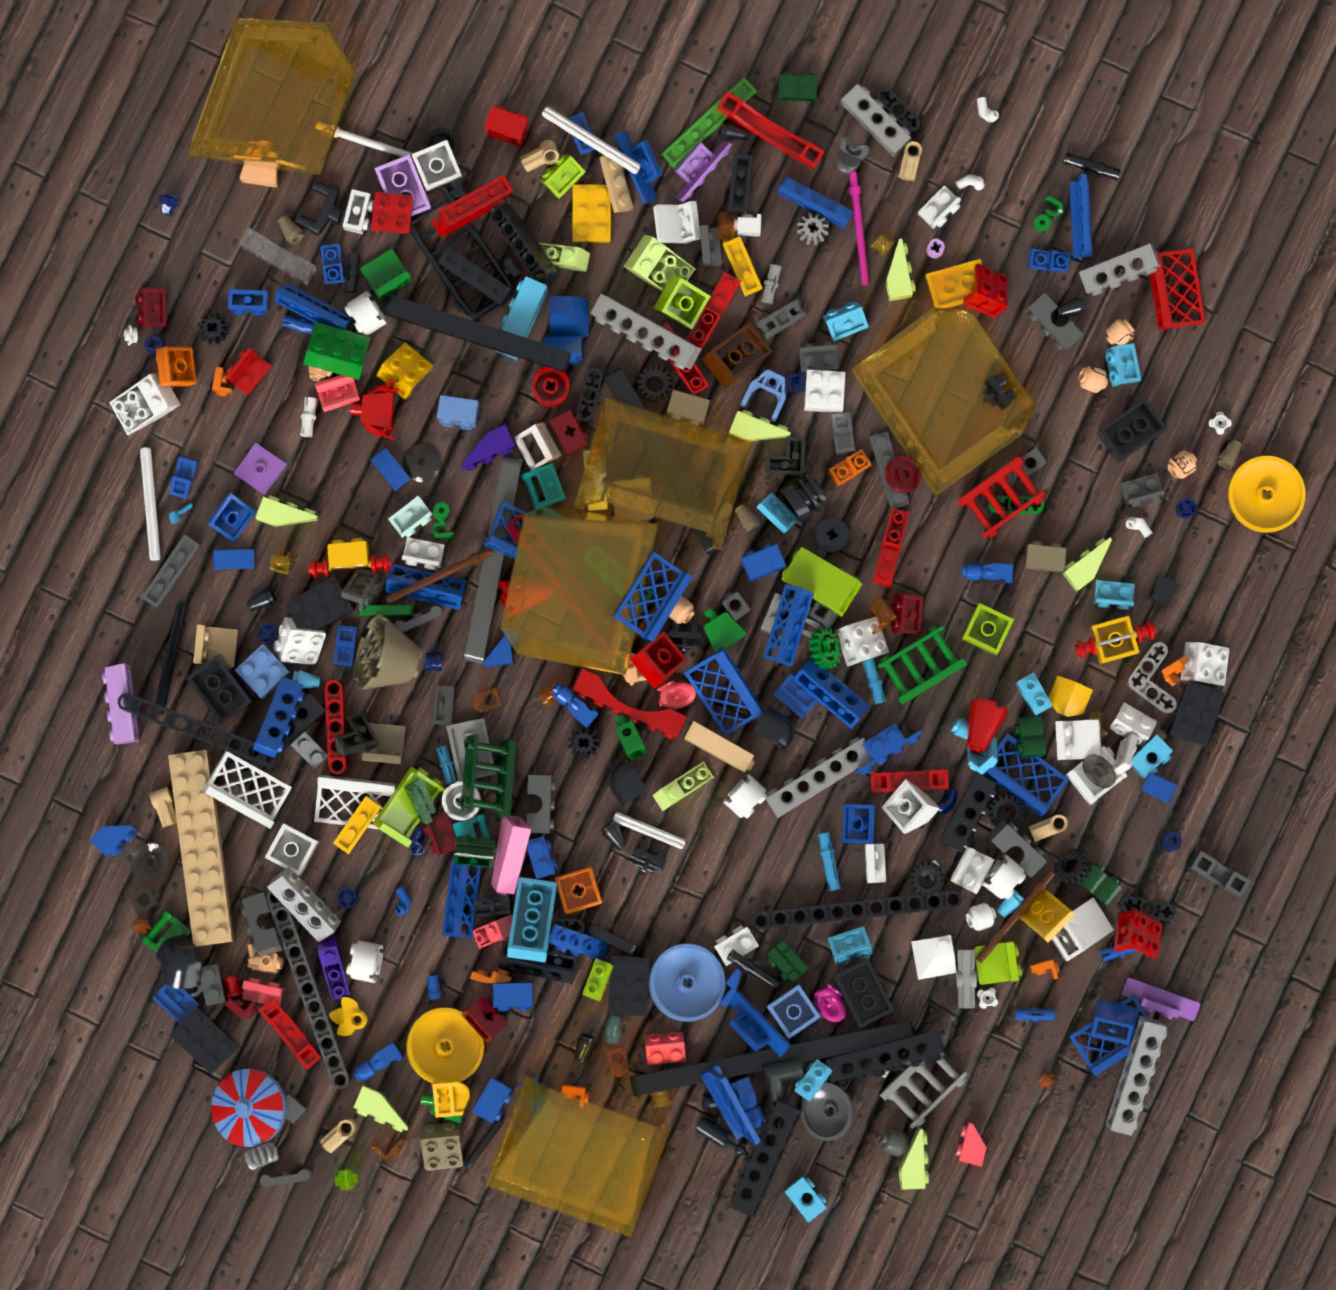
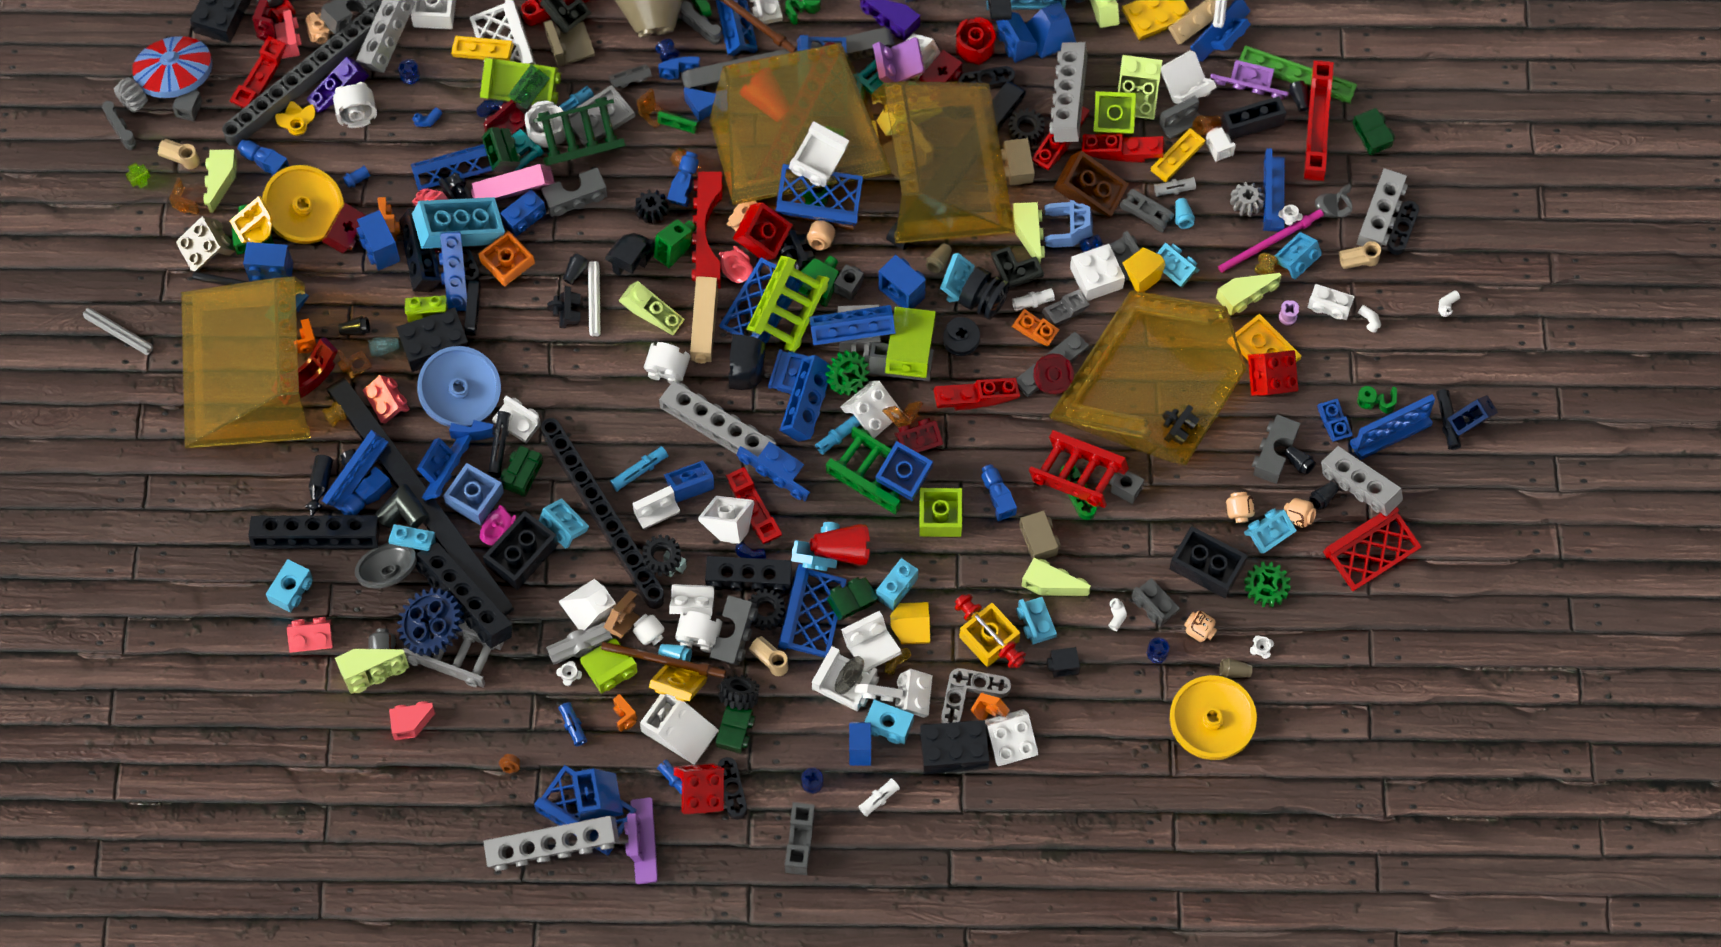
camera: 65 degrees right, 20 degrees down
(454, 665) = (671, 68): none -> blue slope
(492, 1253) = (118, 331): none -> light grey axle
(507, 681) = (678, 121): none -> green slope
(547, 465) = (899, 62): none -> medium lavender bracket
(610, 1094) = (317, 367): none -> dark red arch
(623, 583) = (819, 155): none -> white panel
(732, 680) = (768, 303): none -> lime fence
(803, 290) = (1183, 215): none -> medium azure cone
(823, 457) = (1033, 299): none -> white pin
(841, 196) = (1290, 214): none -> white plate
(842, 351) = (1144, 269): none -> yellow slope
(856, 1198) = (309, 635): none -> coral bracket
(883, 212) = (1299, 254): none -> dark azure bracket
(906, 1080) = (430, 622): none -> dark blue gear
(944, 643) = (904, 471): none -> blue brick
(963, 934) = (621, 617): none -> medium nougat bracket
(1103, 146) = (1477, 413): none -> dark blue torso
(1112, 304) = (1322, 496): none -> black cone
(1171, 400) = (1267, 593): none -> green gear
(1209, 794) = (879, 797): none -> white pin

